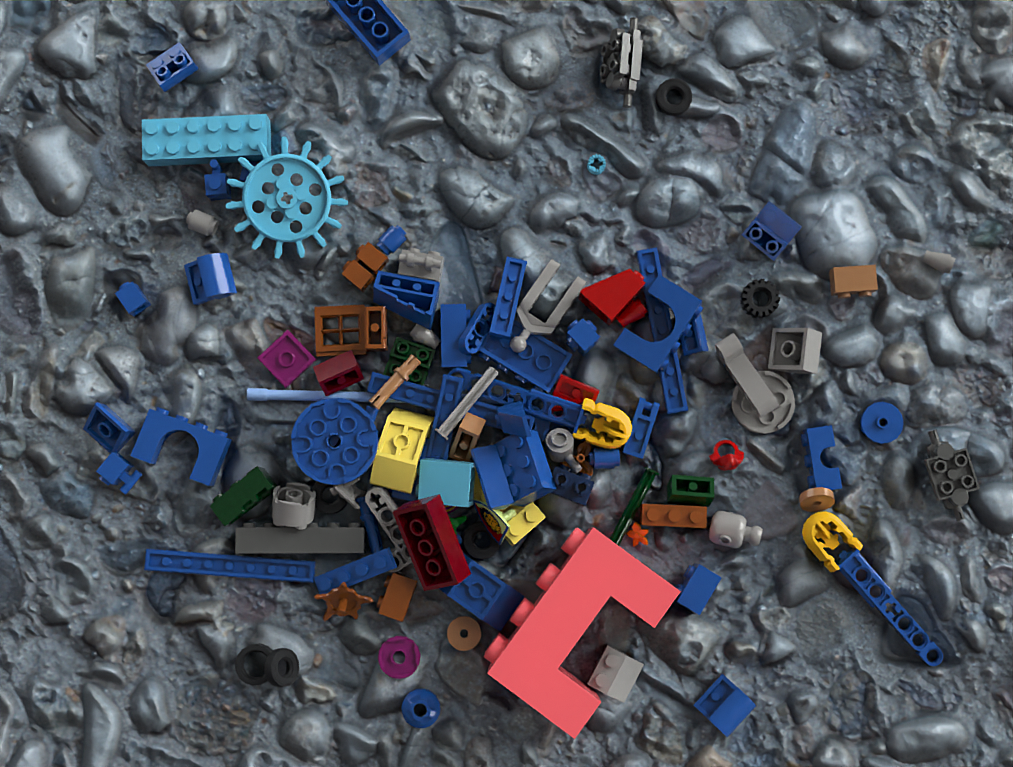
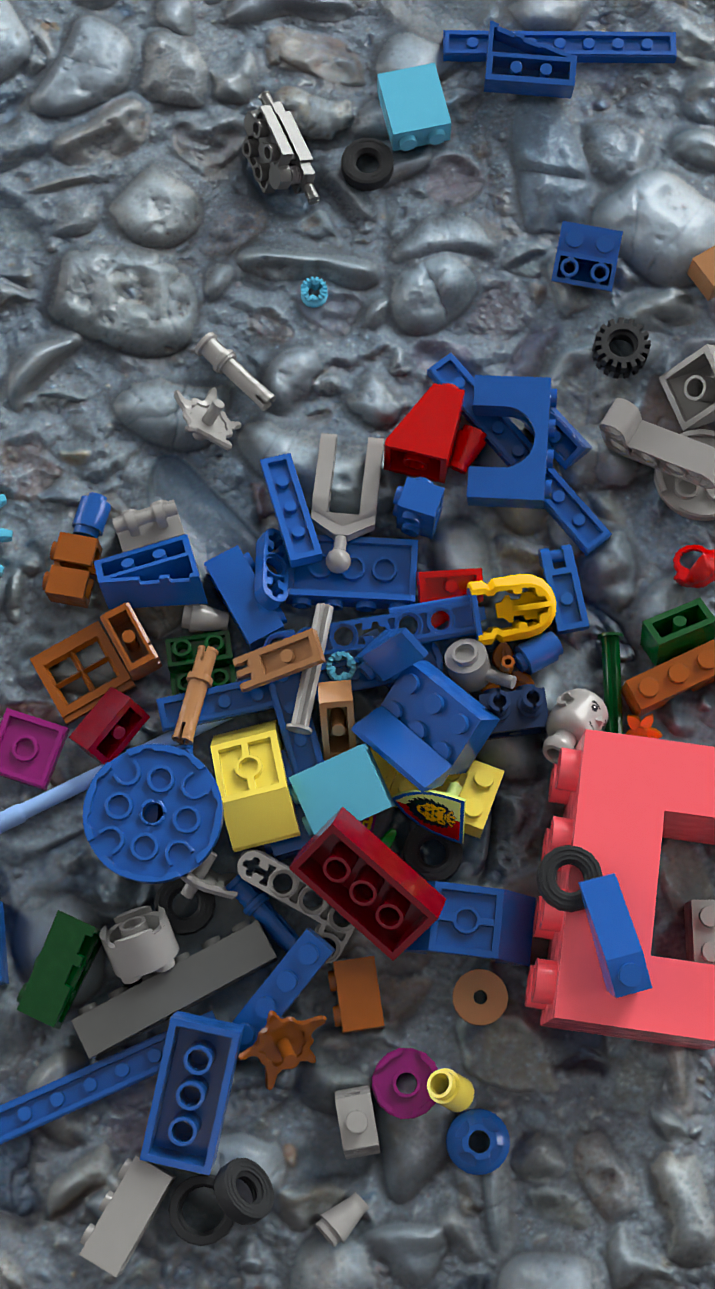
camera: 30 degrees left, 10 degrees down
(214, 645) = (126, 1215): none -> light grey brick
(280, 601) = (192, 1092): none -> blue brick
(325, 709) = (341, 1219): none -> light grey cone
(361, 662) = (357, 1122): none -> light grey torso
(419, 674) = (450, 1090): none -> light yellow brick
(451, 389) = (279, 659): none -> medium nougat hinge
(484, 415) = (337, 657): none -> medium azure bush
(489, 215) = (207, 419): none -> light grey piece
(519, 182) = (225, 362): none -> light grey pin
(541, 650) = (614, 936): none -> blue slope
(546, 595) = (547, 871): none -> black tyre
(599, 512) = (570, 717): none -> light grey piece
(722, 74) = (414, 107): none -> medium azure brick
(806, 84) = (527, 66): none -> blue wedge
(838, 78) = (586, 45): none -> blue tile

